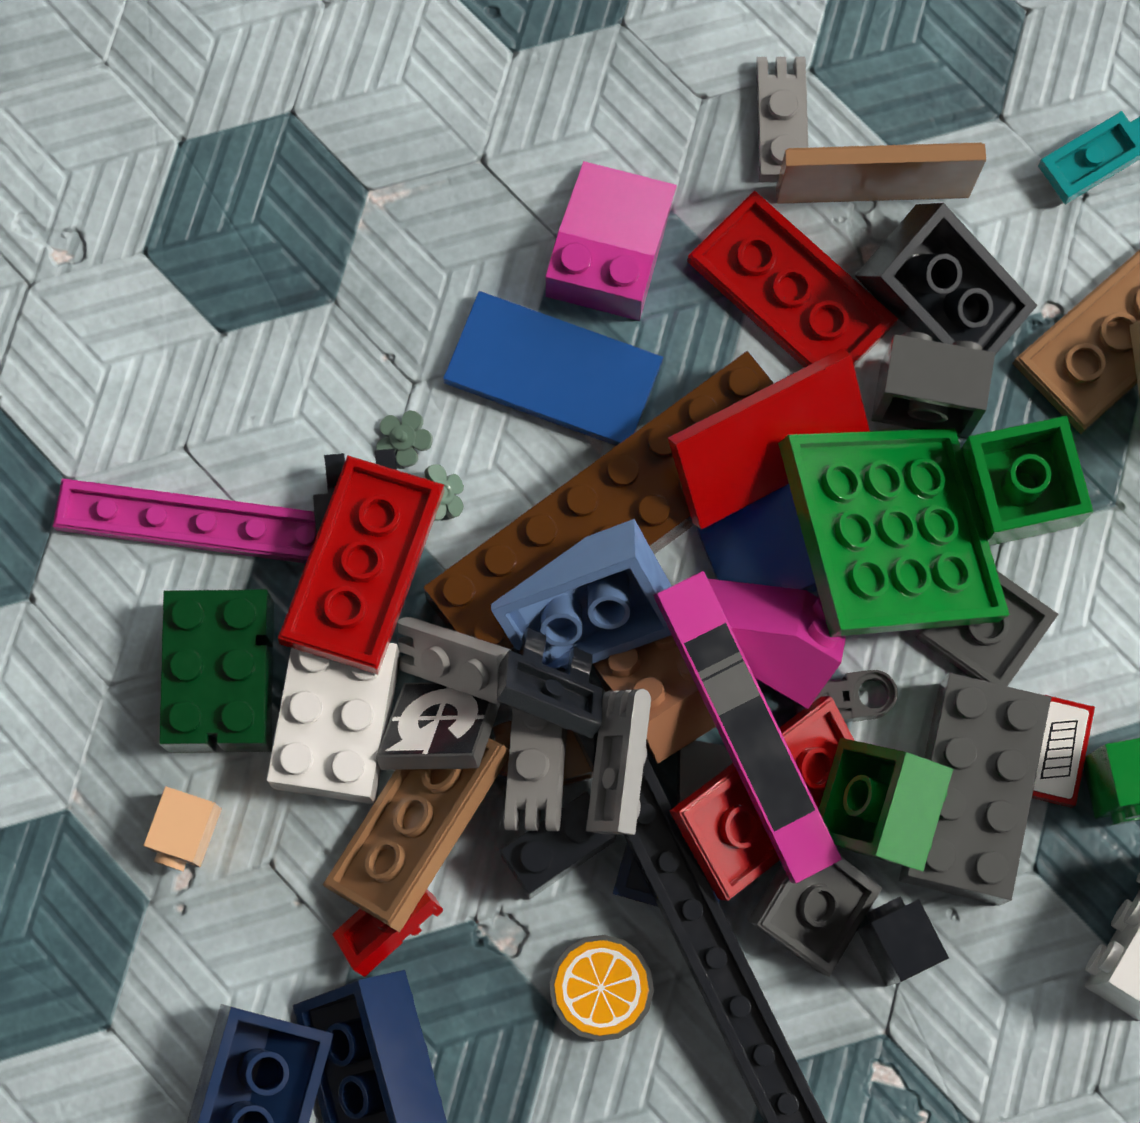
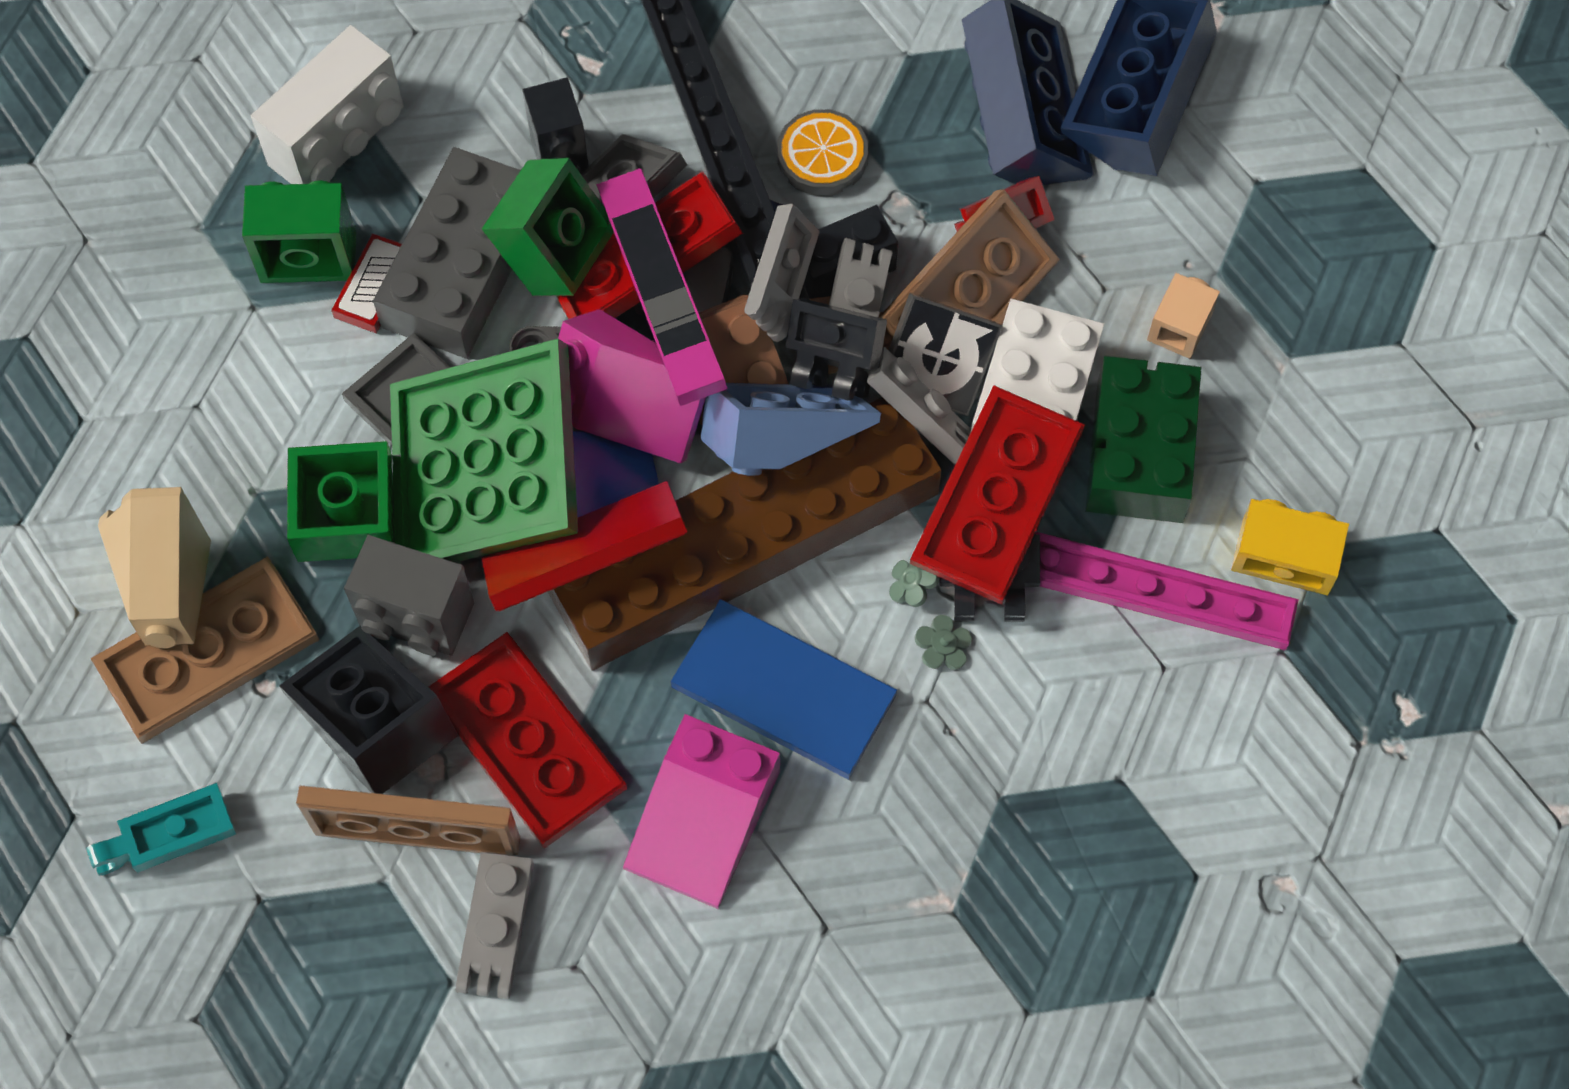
camera: 170 degrees left, 10 degrees down
(61, 577) = (1290, 546): none -> yellow brick

